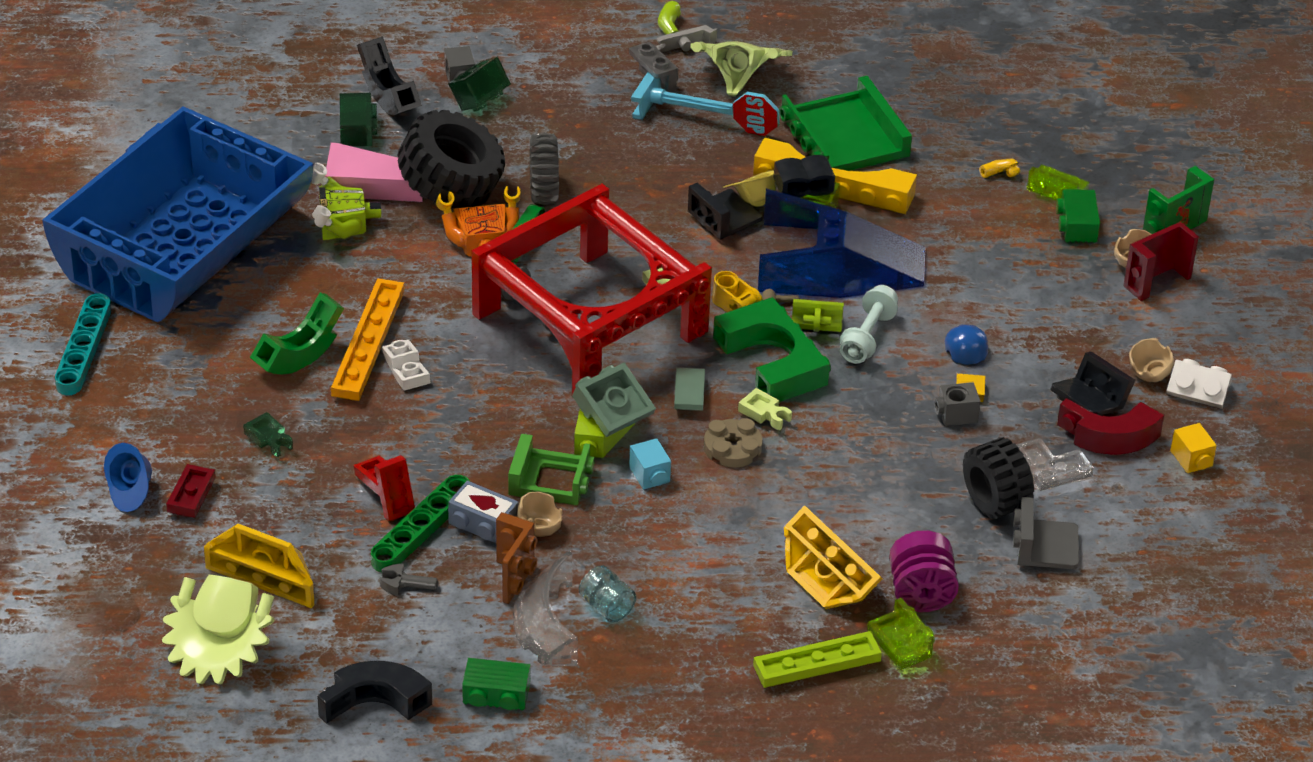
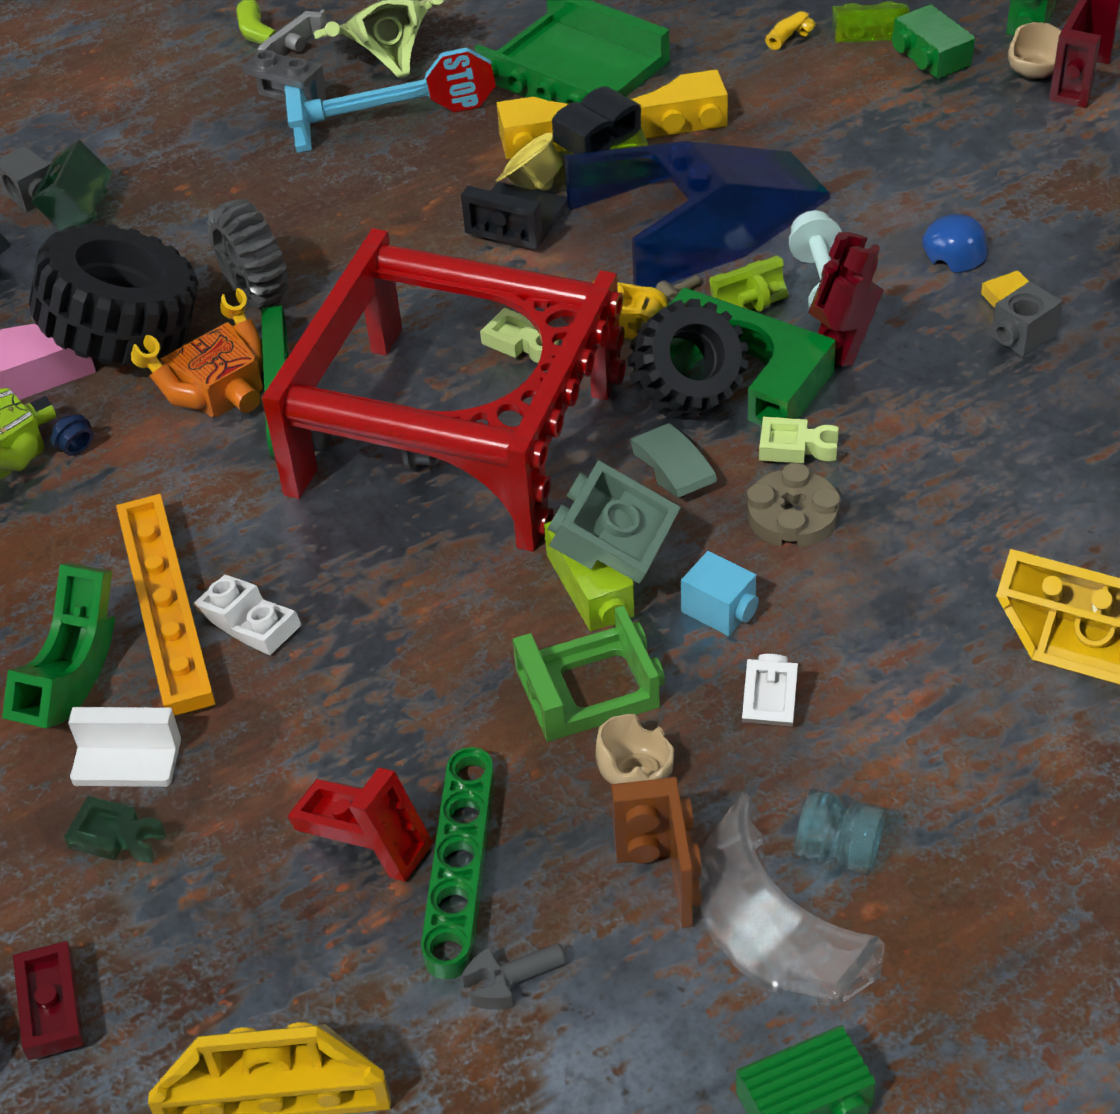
camera: 25 degrees left, 5 degrees up
(300, 398) = (124, 746): none -> white panel
(382, 230) = (72, 434): none -> dark blue plate
(477, 509) = (545, 793): sand blue brick -> none
(634, 519) = (770, 690): none -> white bracket
(742, 313) = (713, 338): none -> black tyre
(846, 340) = (847, 295): none -> dark red plate

